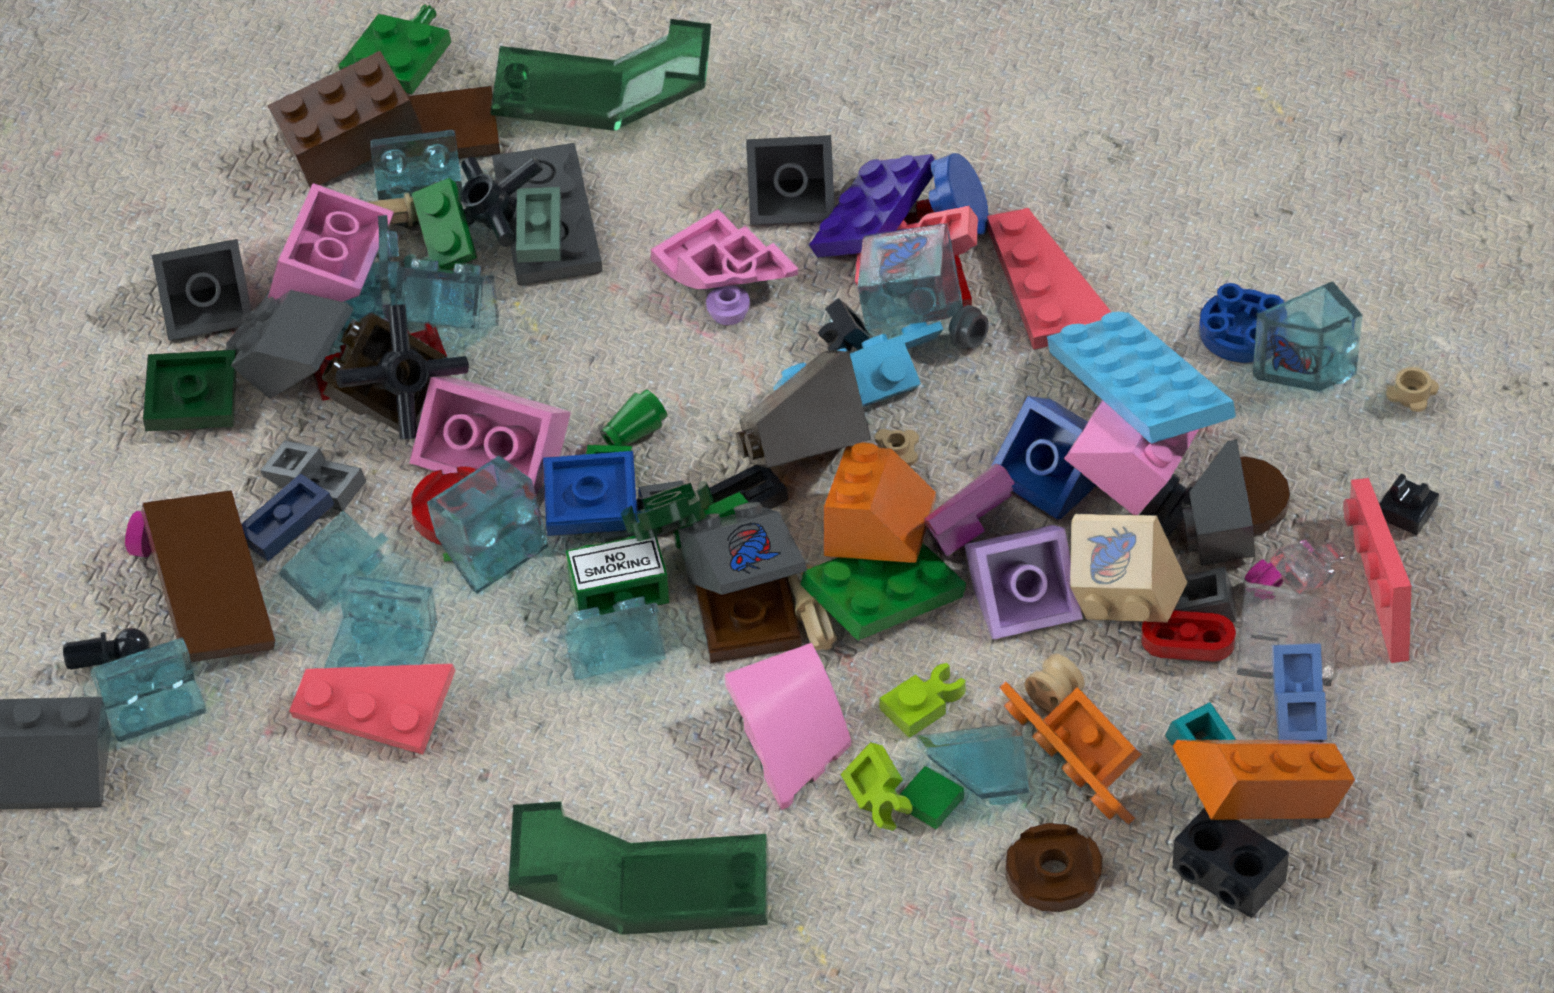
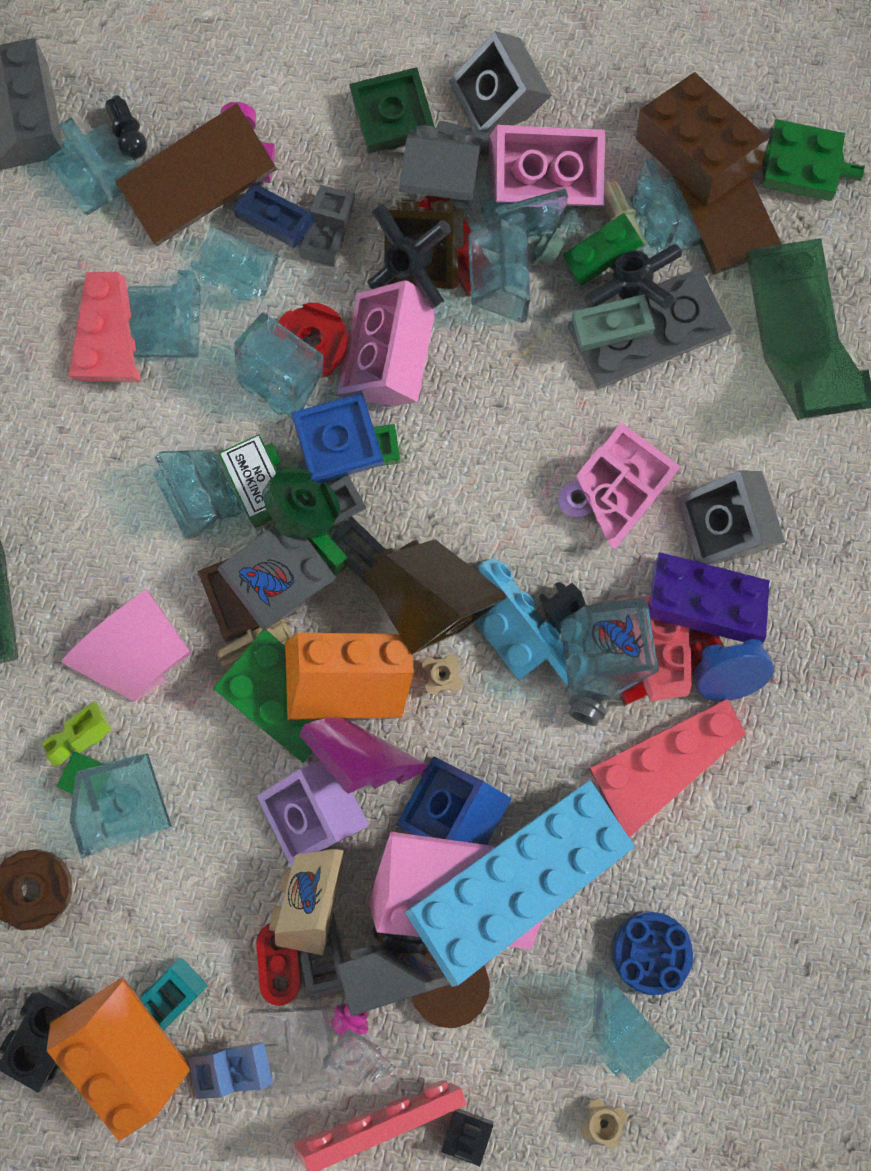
camera: 75 degrees right, 30 degrees up
(635, 419) = (428, 455): green cone -> none
(920, 703) = (179, 746): lime plate -> none
(1053, 682) = (204, 857): tan wheel -> none
(1086, 739) = (145, 891): orange bracket -> none

